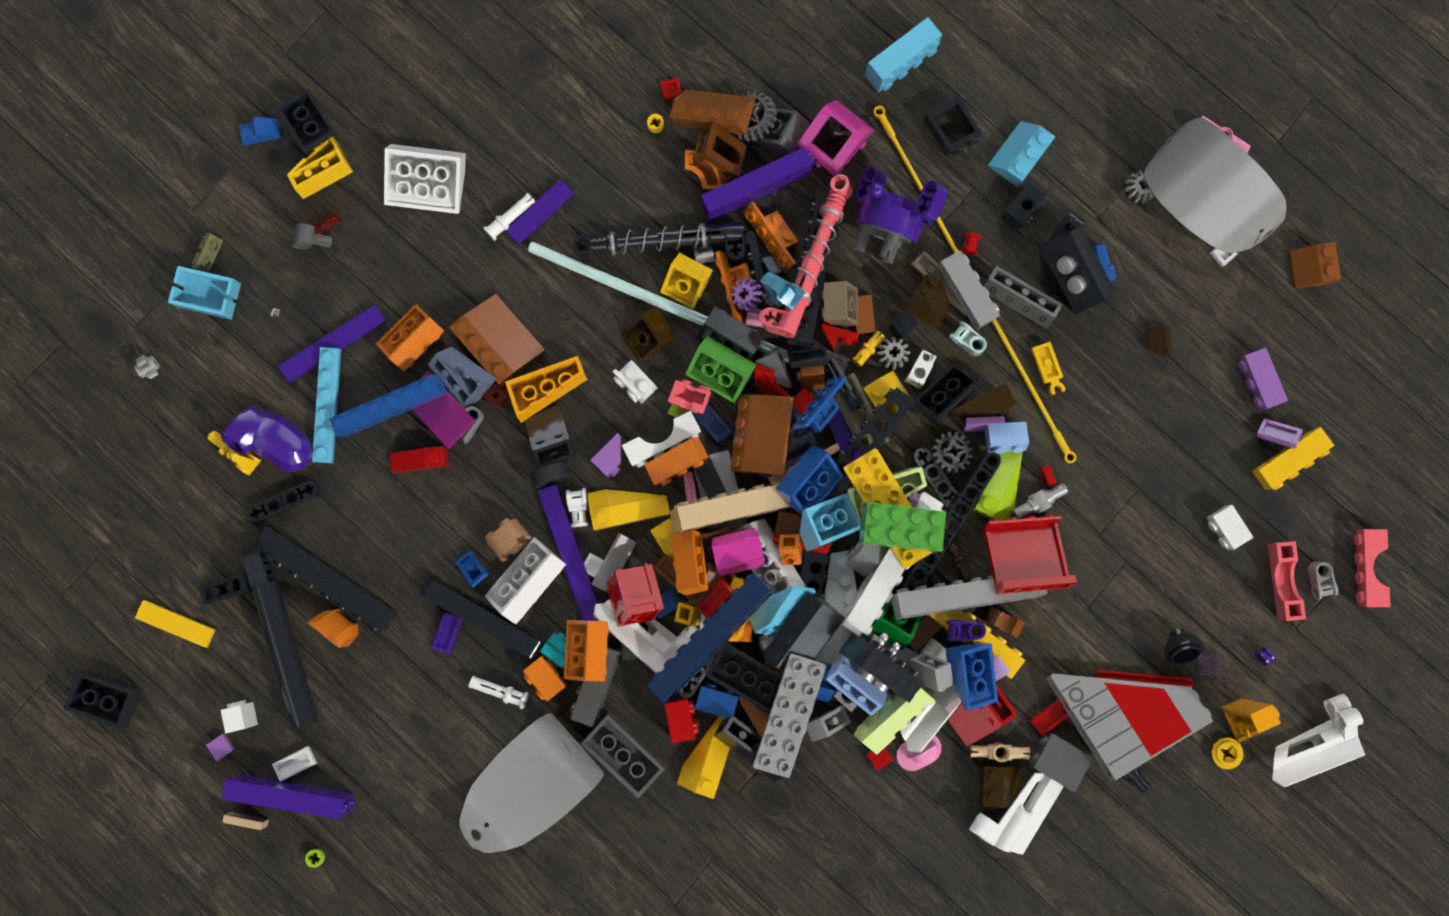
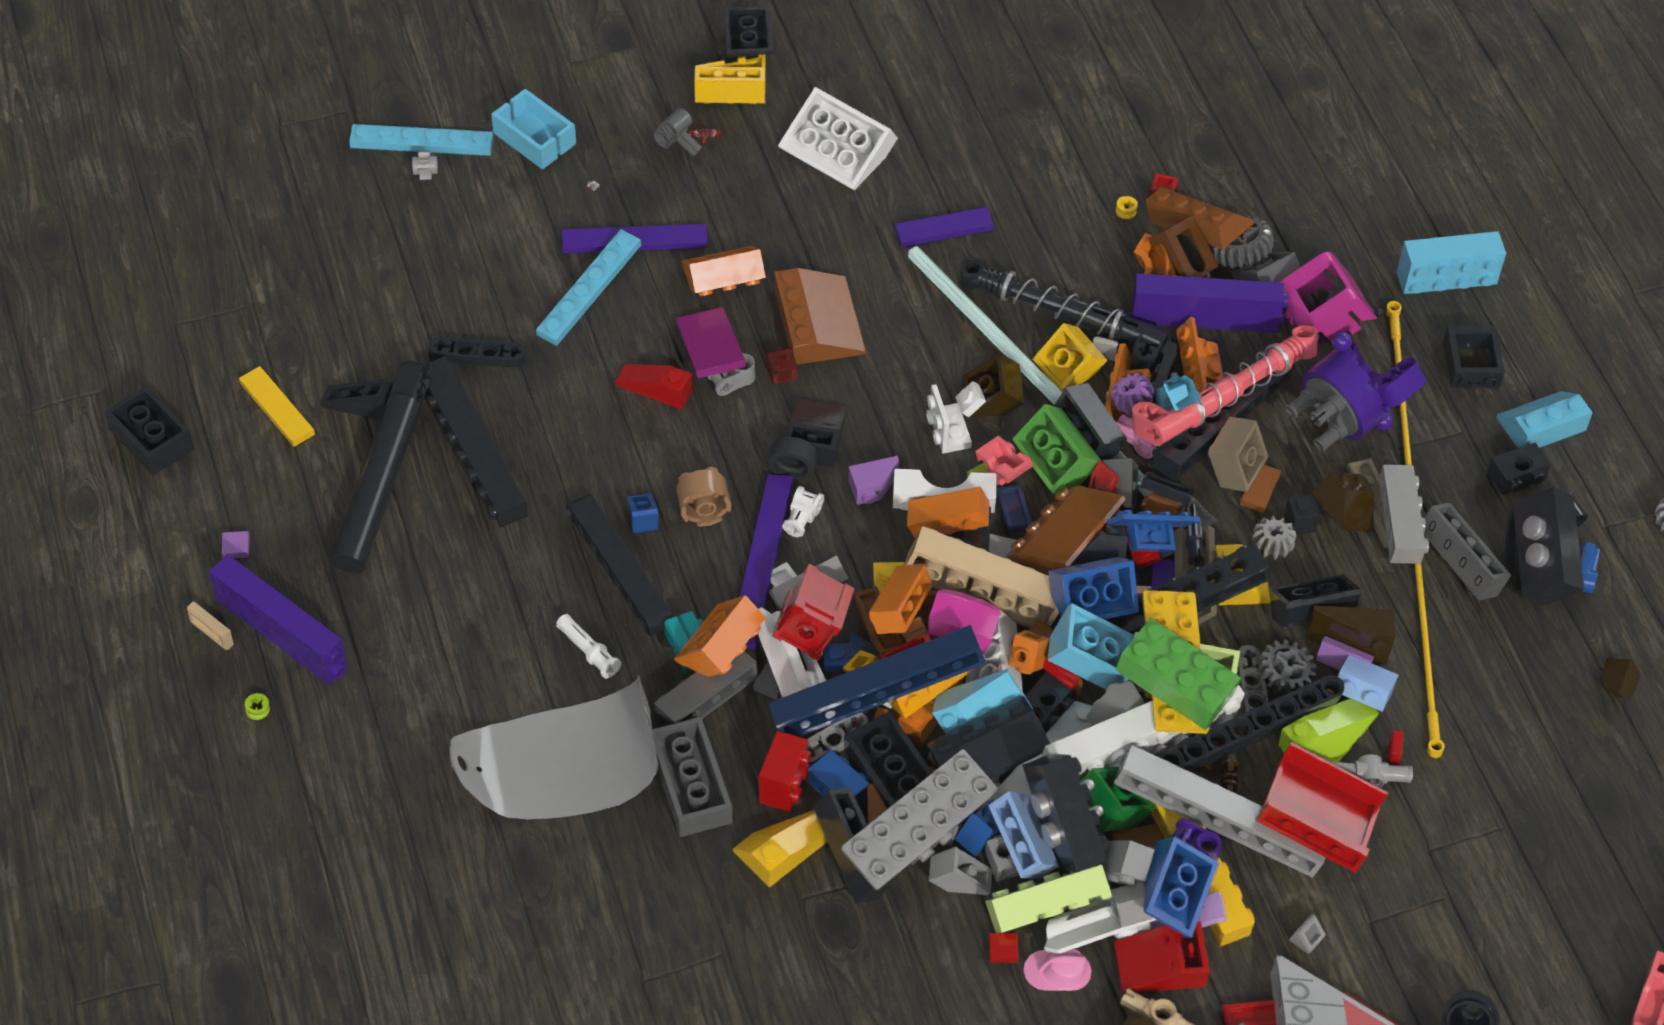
camera: 30 degrees right, 30 degrees down
(129, 341) = (421, 139): none -> medium azure plate
(209, 249) = (565, 99): olive hinge -> none
(239, 716) = (282, 516): white brick -> none
(245, 462) = (464, 292): yellow piece -> none
(260, 130) = (692, 28): blue slope -> none
(269, 438) = (505, 279): dark purple piece -> none
(294, 763) = (314, 602): white tile -> none
(335, 627) = (450, 486): orange slope -> none
(388, 406) = (657, 311): blue brick -> none
(447, 633) = (568, 562): dark purple tile -> none
(461, 376) = (756, 324): sand blue wedge -> none
(502, 222) = (897, 215): white pin -> none
(524, 580) = (694, 552): white slope -> none
(542, 387) = (844, 376): light orange wedge -> none
(544, 678) = (650, 657): orange brick -> none
(618, 508) = (850, 538): yellow wedge -> none
(638, 353) = (970, 399): none -> white plate
(833, 333) = (1215, 487): red slope -> none
(868, 348) = (1244, 521): yellow pin -> none
(921, 369) = (1298, 567): white leg -> none
(967, 338) = (1374, 568): light aqua piece -> none
(970, 243) = (1432, 475): red bush -> none
(1004, 622) = (1251, 879): dark orange leg -> none
(1048, 366) = (1460, 640): yellow plate -> none
(1056, 640) = (1308, 934): none -> light grey slope
(1229, 527) = (1605, 918): white brick -> none

